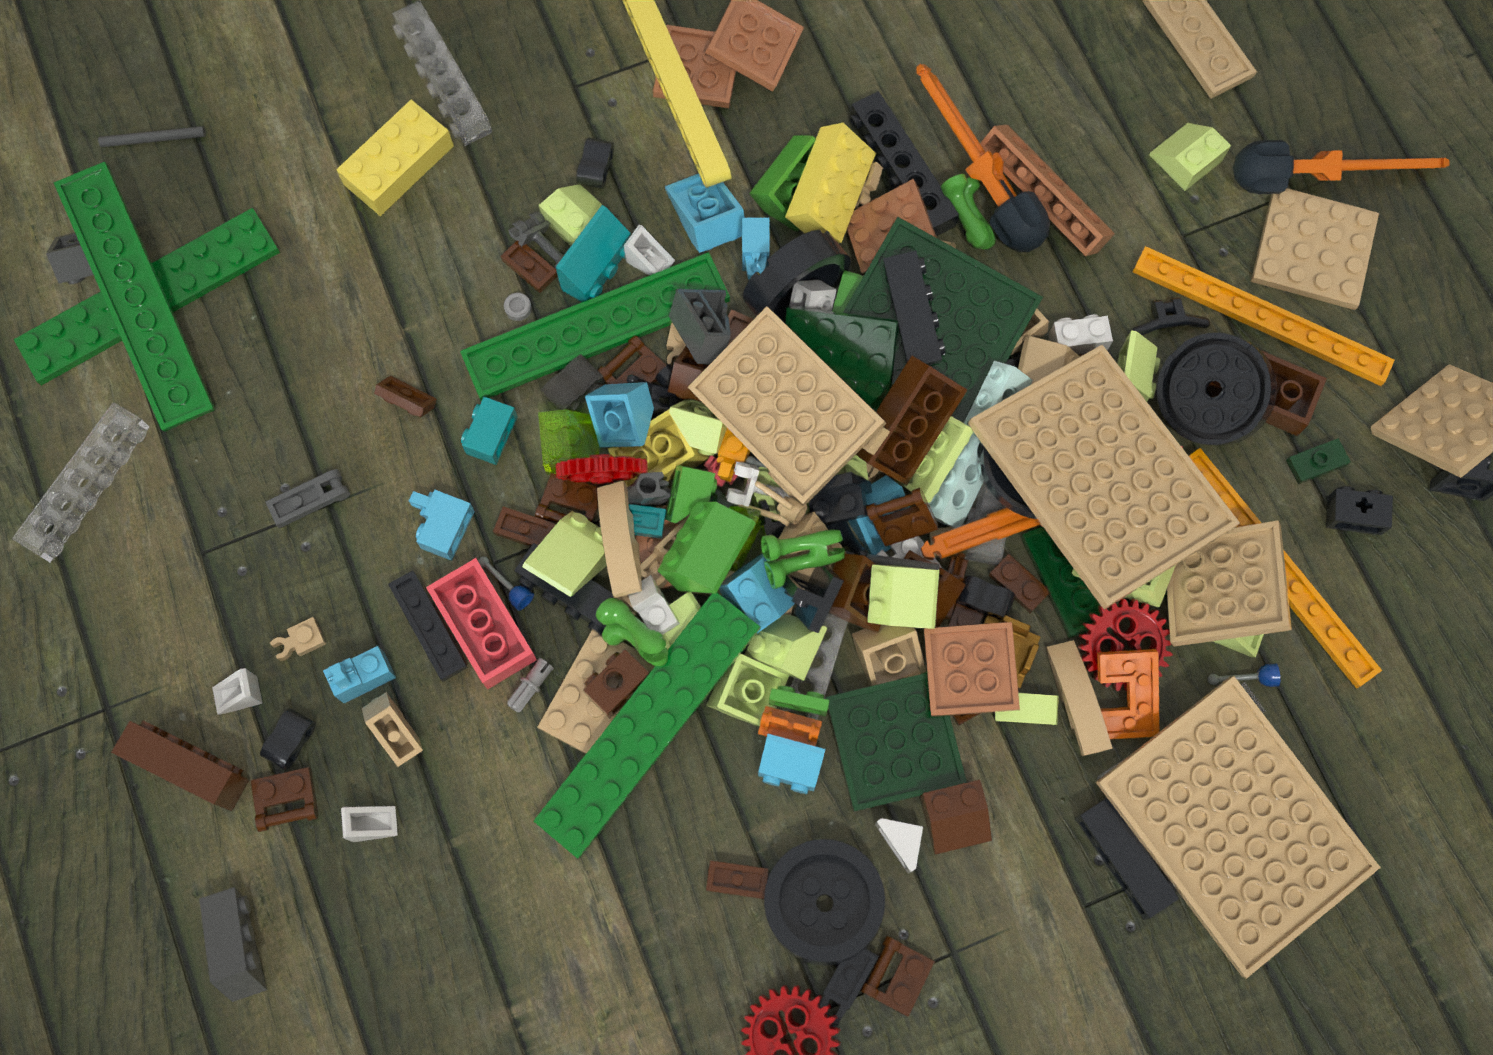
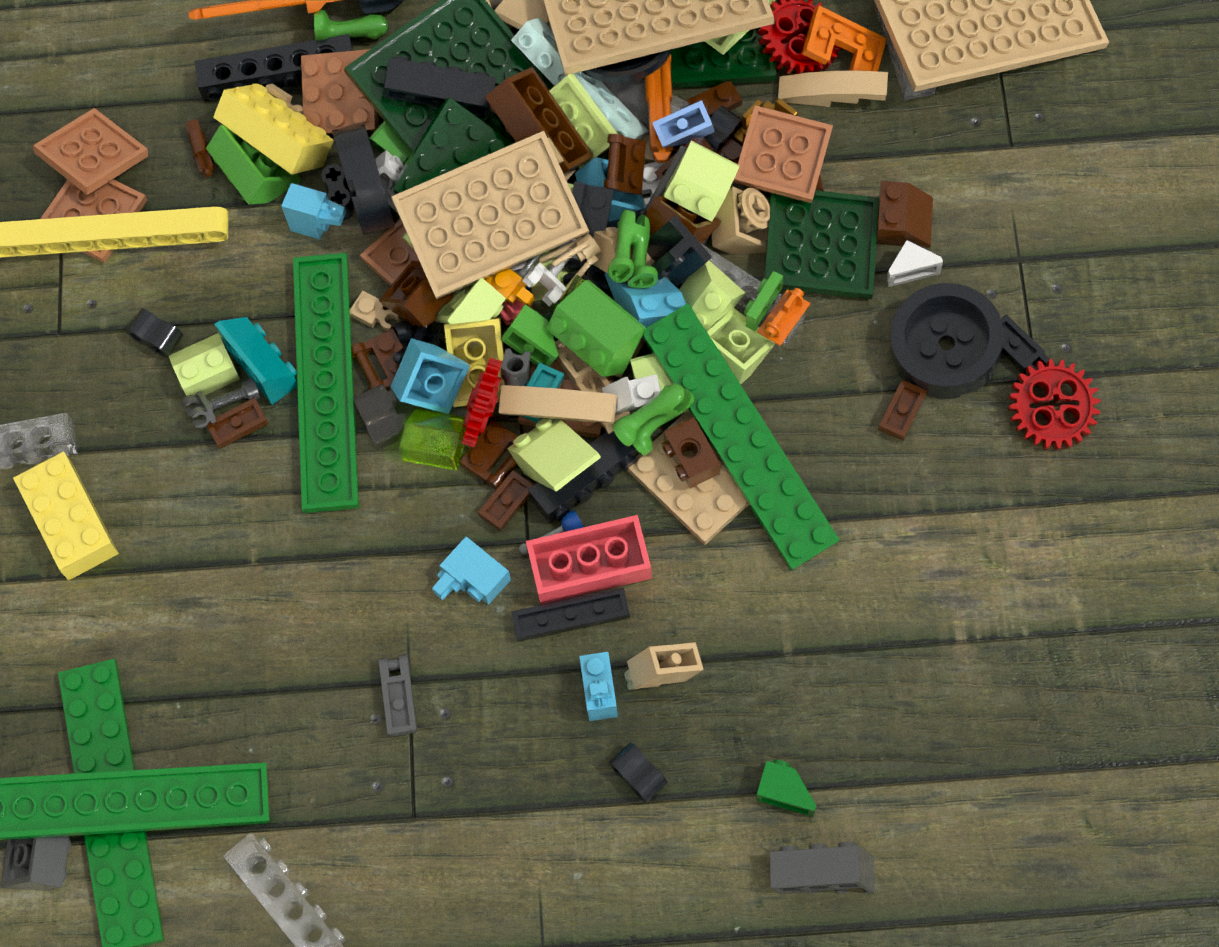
camera: 65 degrees left, 5 degrees down
(181, 764) = (633, 872): reddish brown brick -> none
(237, 692) = (574, 811): white slope -> none
(281, 790) = (685, 793): reddish brown plate -> none
(303, 638) = (540, 737): tan plate -> none
(305, 883) = (784, 789): none -> green slope
(368, 823) = (745, 717): white slope -> none
(405, 396) = (333, 569): reddish brown plate -> none
(489, 430) = (395, 505): teal brick -> none
(517, 306) = (274, 448): light grey tile -> none
(529, 685) = (661, 537): light grey axle -> none
(646, 253) = (271, 312): white slope -> none
(701, 322) = (372, 274): dark grey wedge -> none
(707, 214) = (253, 248): medium azure slope -> none
(790, 764) = (814, 330): medium azure slope -> none
(800, 128) = (198, 143): none -> reddish brown piece
(906, 981) = (1030, 300): reddish brown plate -> none
(913, 660) = (754, 202): none -> tan gear
(965, 560) = (684, 125): none -> light blue slope
(1033, 709) = (837, 117): yellowish green slope -> none
(1127, 859) = (982, 97): black brick -> none

